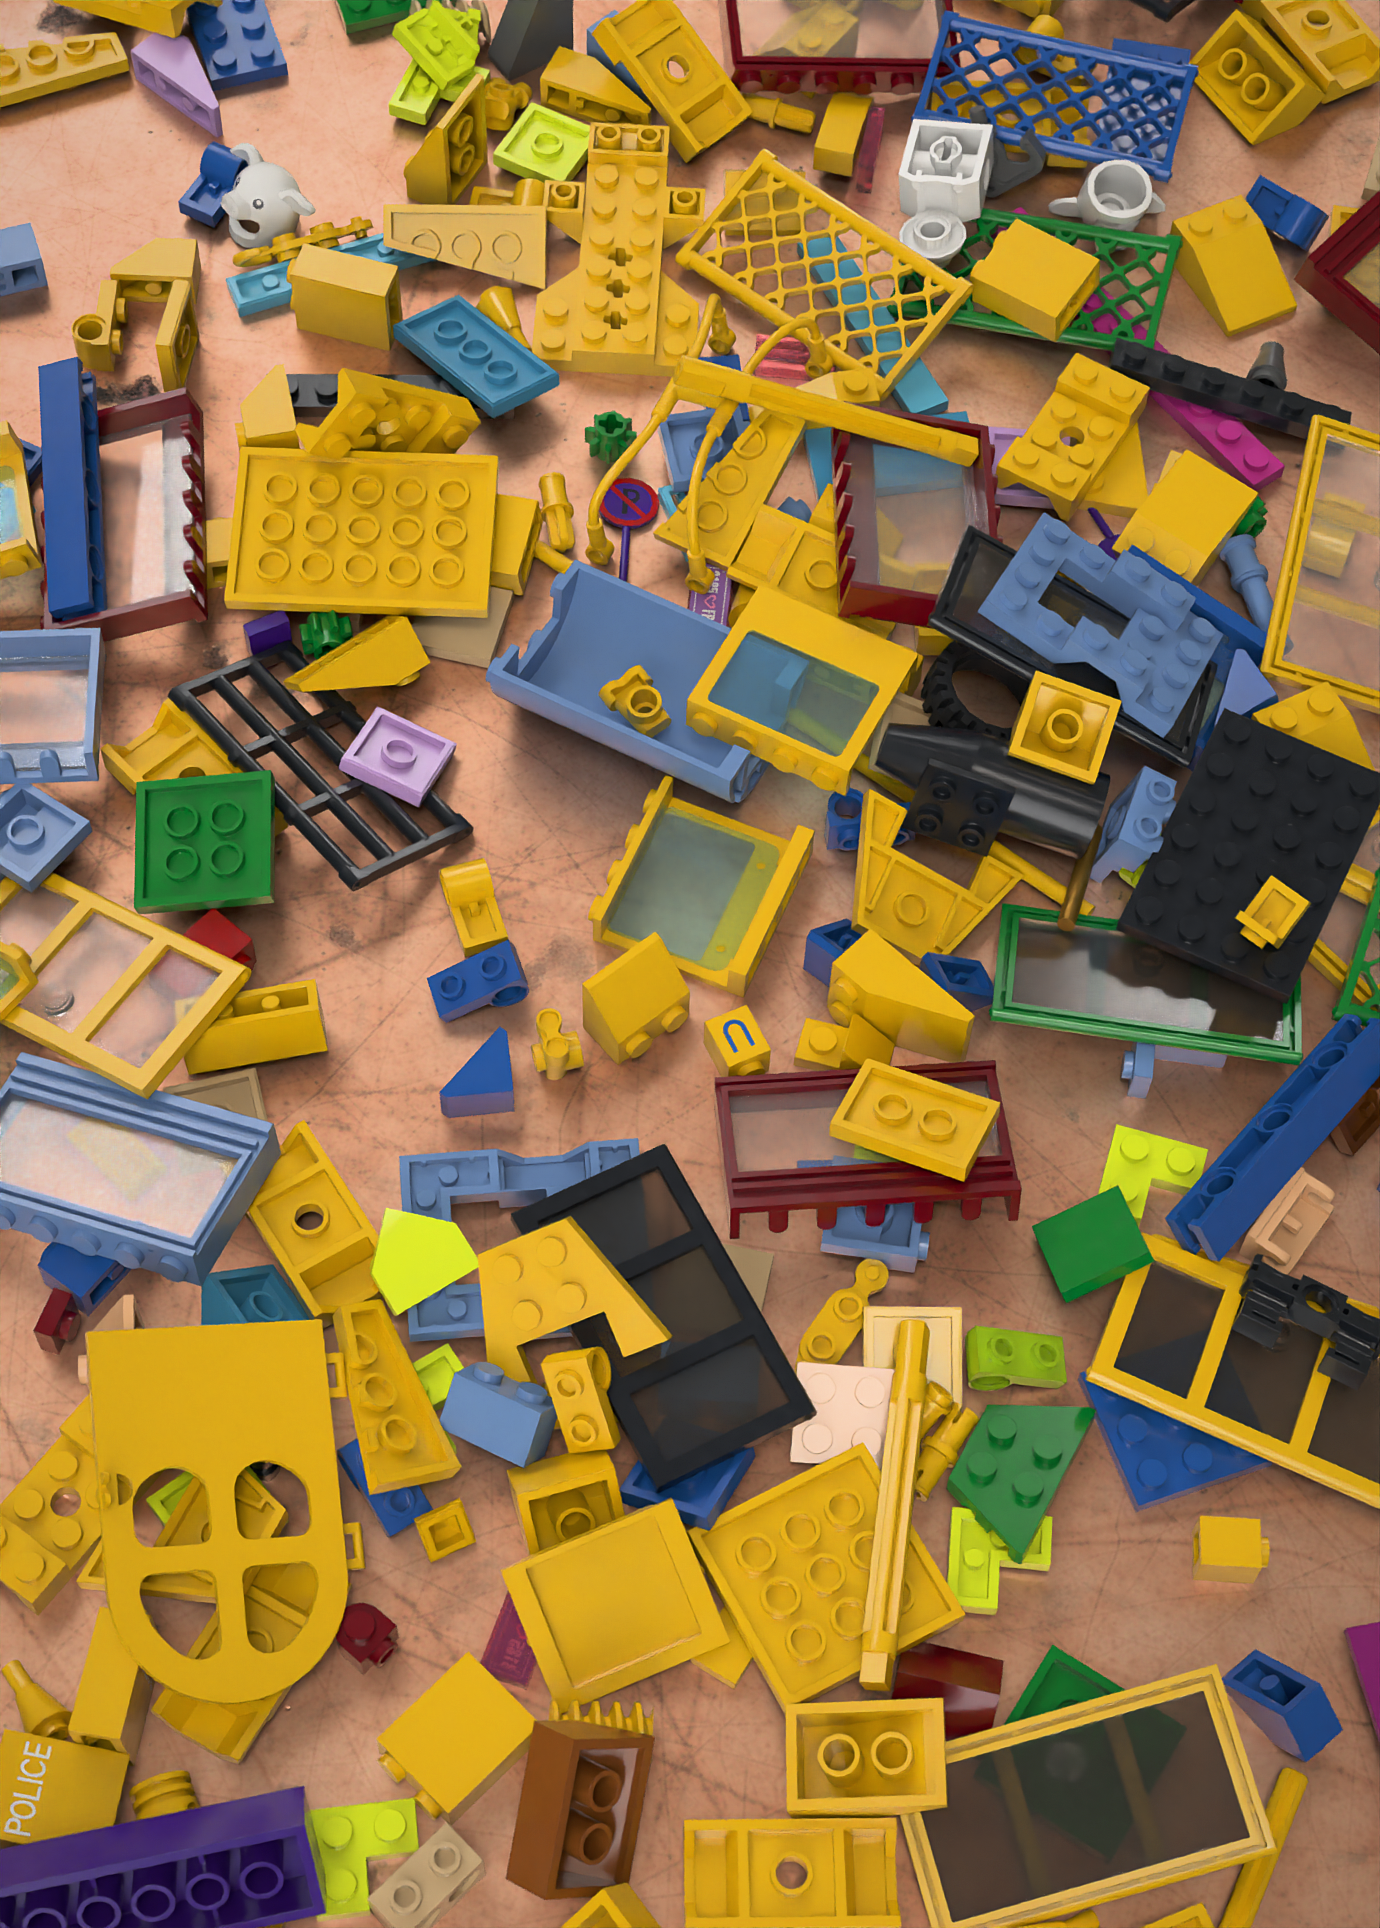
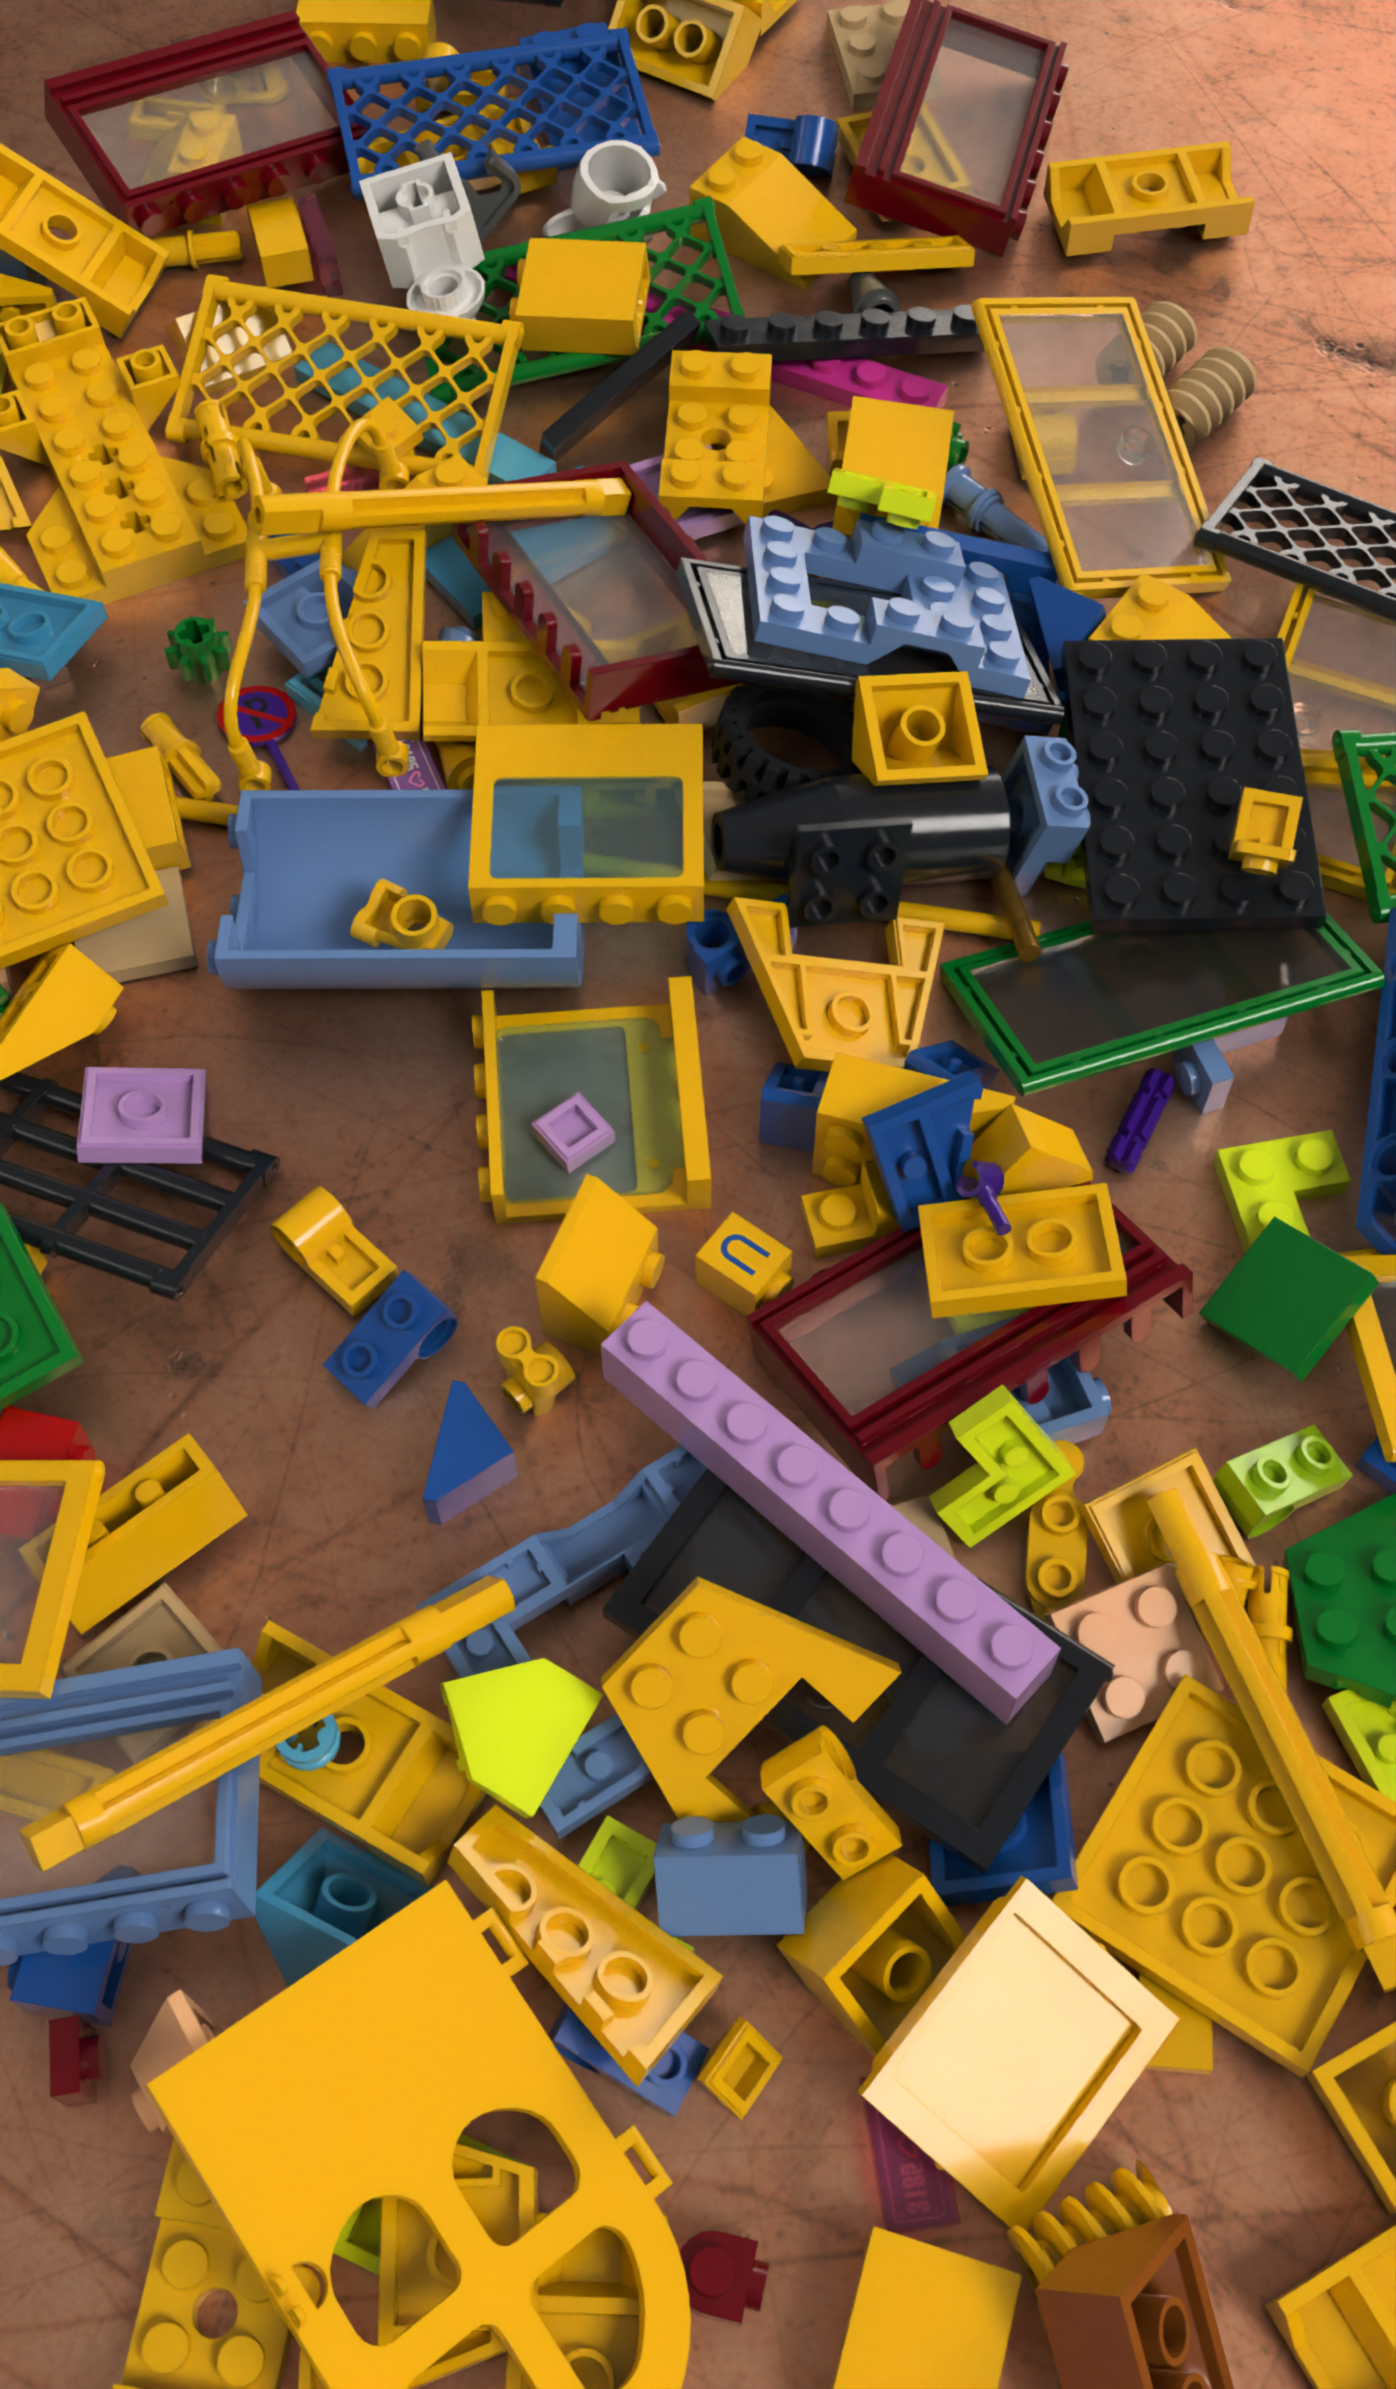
camera: 25 degrees left, 0 degrees up
(269, 1172) = (262, 1723): none -> yellow piece
(276, 1192) = (320, 1756): none -> medium azure bush
(676, 901) = (573, 1132): none -> lavender tile
(682, 1221) = (829, 1513): none -> lavender brick
(705, 283) = (220, 449): none -> yellow pin
(828, 1259) = (1012, 1469): none -> neon yellow plate
(834, 325) = (395, 425): none -> yellow plate
(891, 1019) = (924, 1146): none -> blue wing
(916, 1065) = (986, 1191): none -> dark purple hand
(963, 1060) = (1030, 1152): none -> yellow slope
(1024, 363) = (618, 387): none -> black tile
(1076, 1078) = (1139, 1121): none -> dark purple axle
(1155, 544) = (903, 503): none -> neon yellow plate
(1293, 335) = (875, 255): none -> yellow tile

